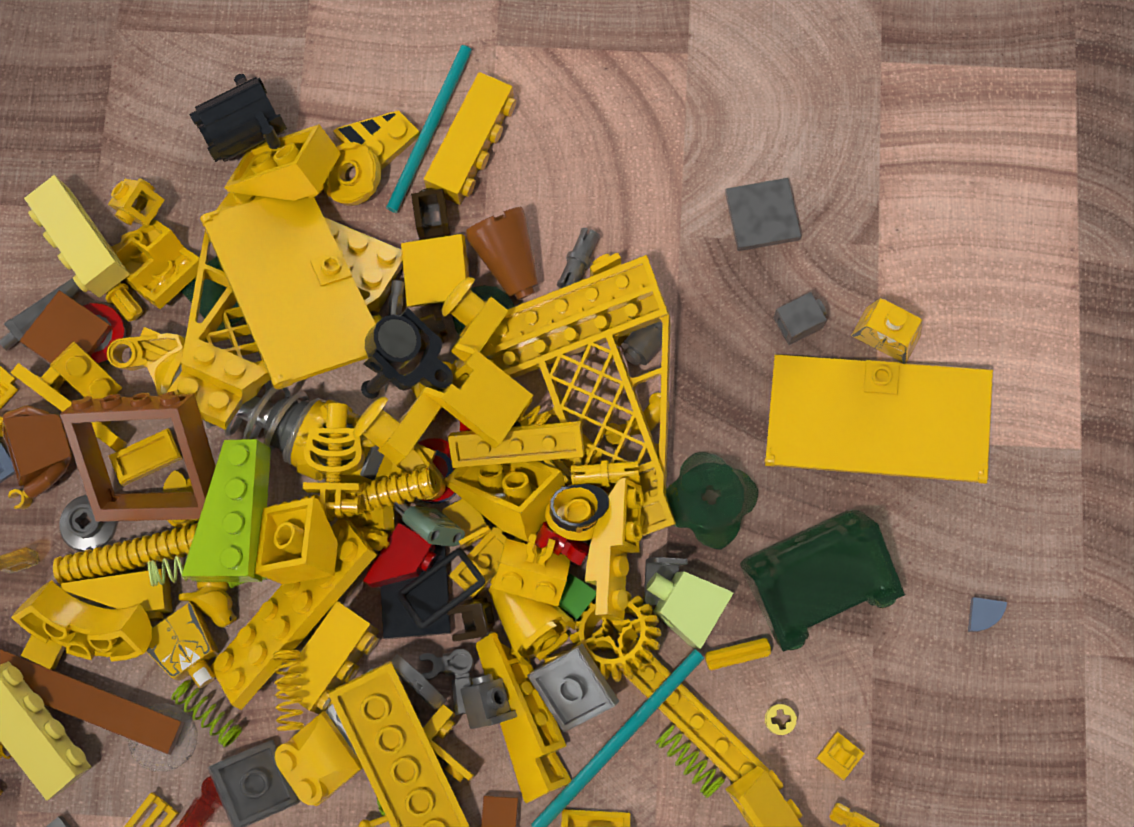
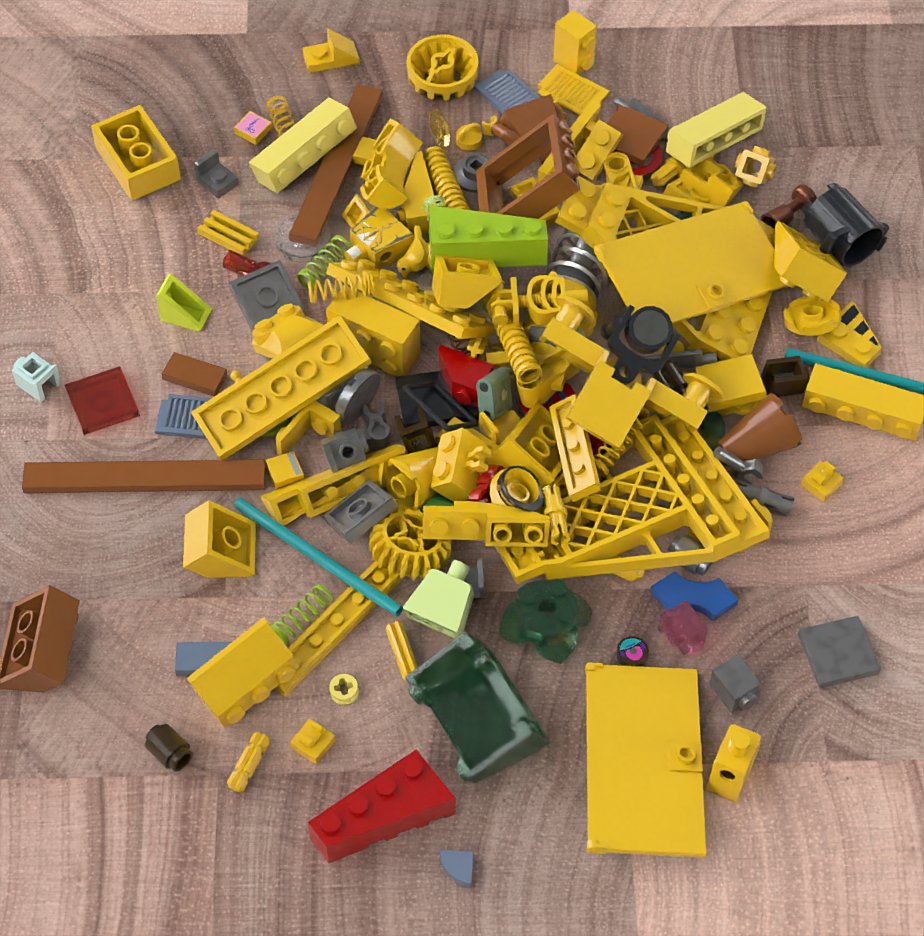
camera: 80 degrees right, 20 degrees down
(33, 526) = (469, 137): none -> yellow tile
(137, 670) = (355, 210): none -> yellow slope
(206, 183) = (785, 213): none -> copper piece
(496, 773) = (284, 469): none -> yellow tile
(543, 277) = (743, 469): none -> flat silver bar
(559, 198) = (822, 480): none -> yellow tile
(693, 331) = (708, 598): none -> blue tile
(734, 360) = (683, 628): none -> clear pink brick
(752, 416) = (632, 651): none -> tile
(927, 683) = (388, 804): none -> red wedge

